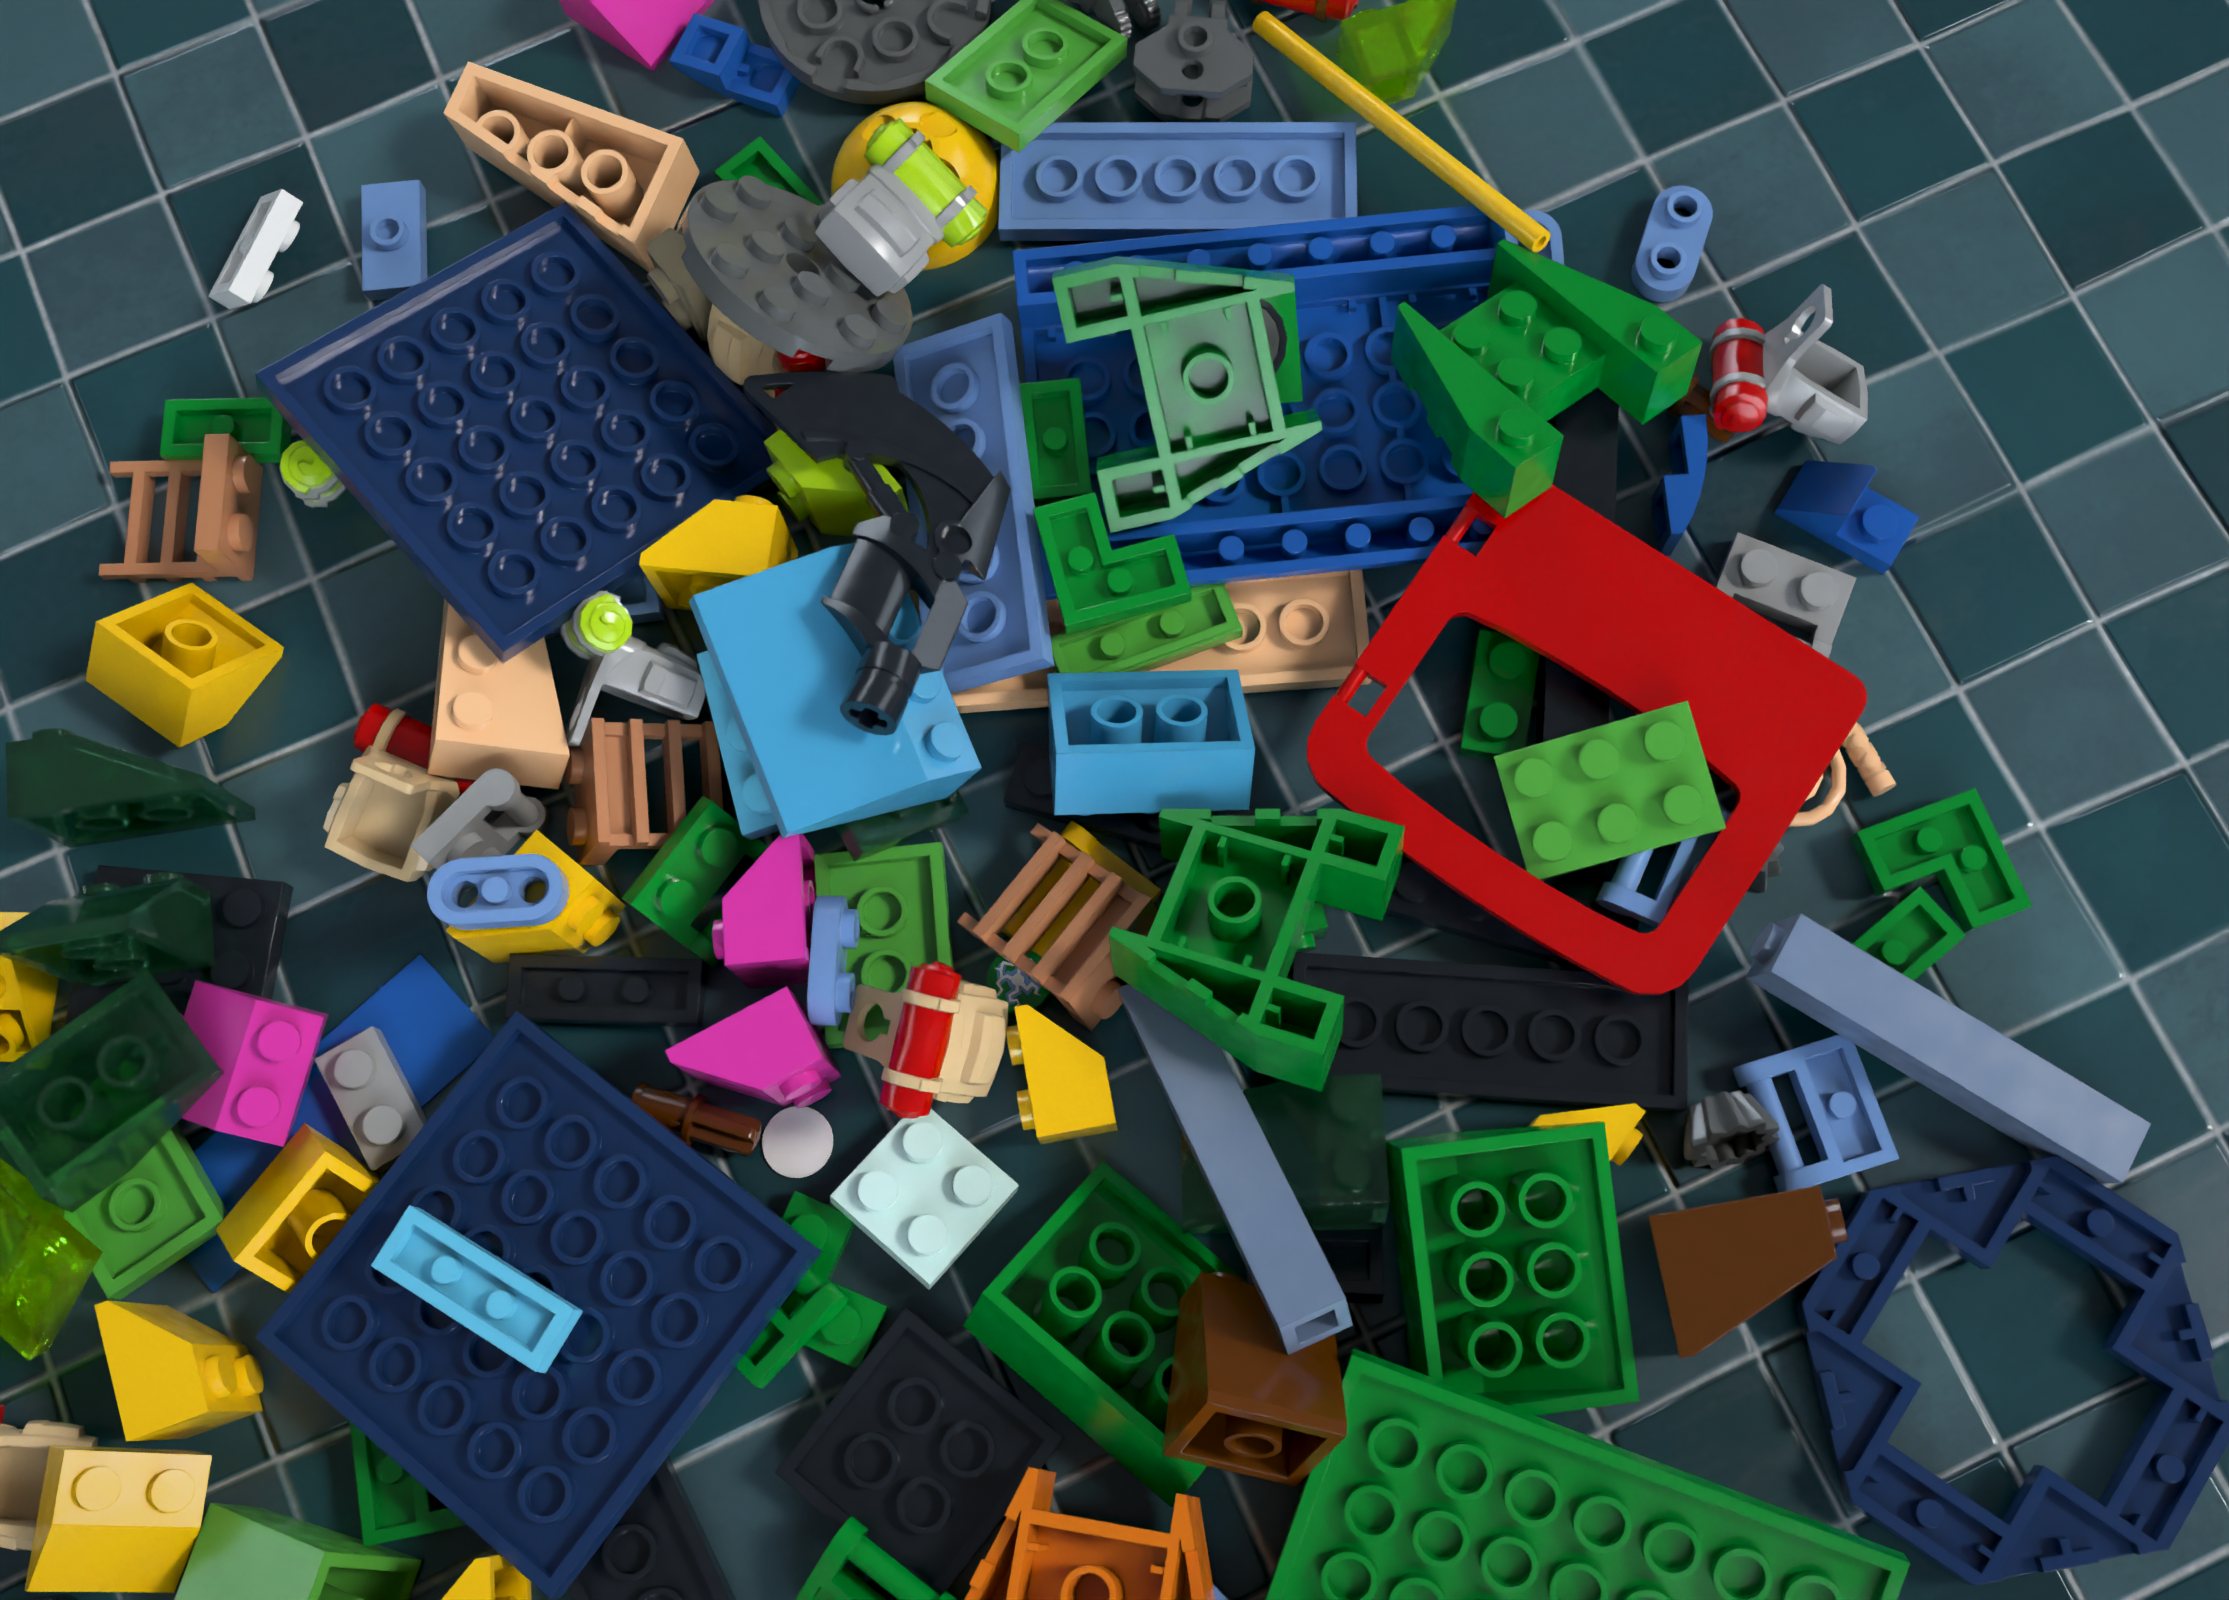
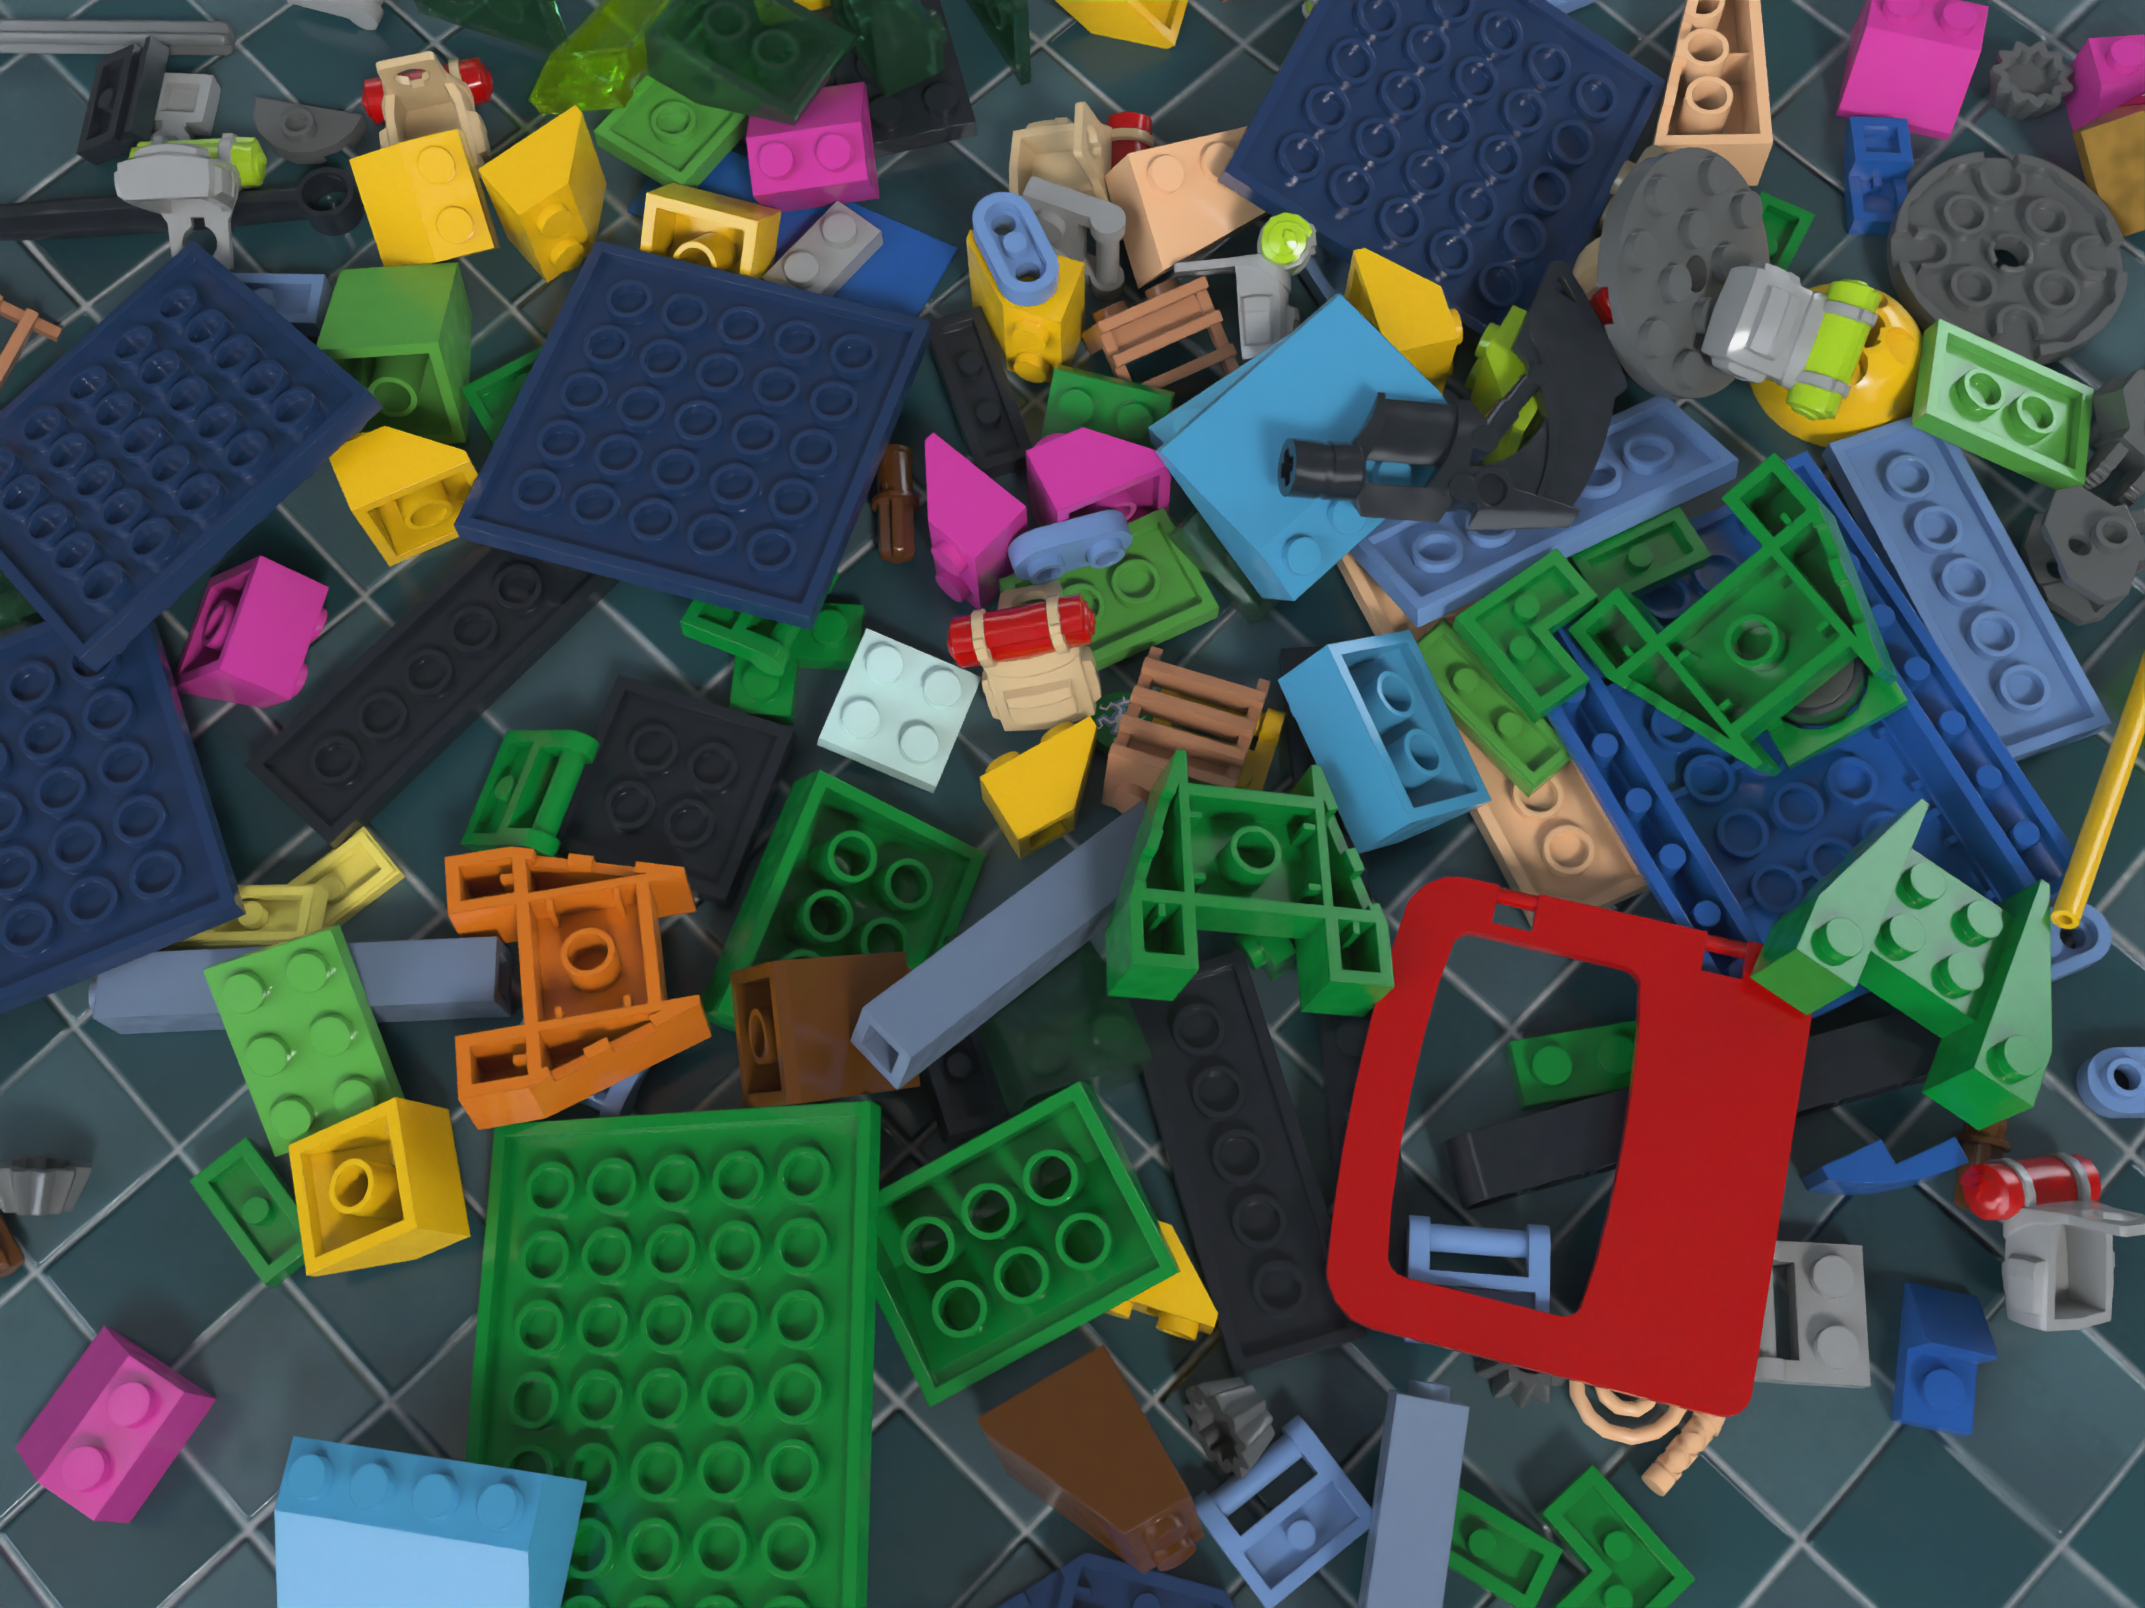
camera: 65 degrees right, 5 degrees down
(477, 1289) = (683, 373): medium azure plate -> none
(797, 1142) = (909, 597): white sticker -> none
(1610, 792) = (1520, 1184): bright green plate -> none

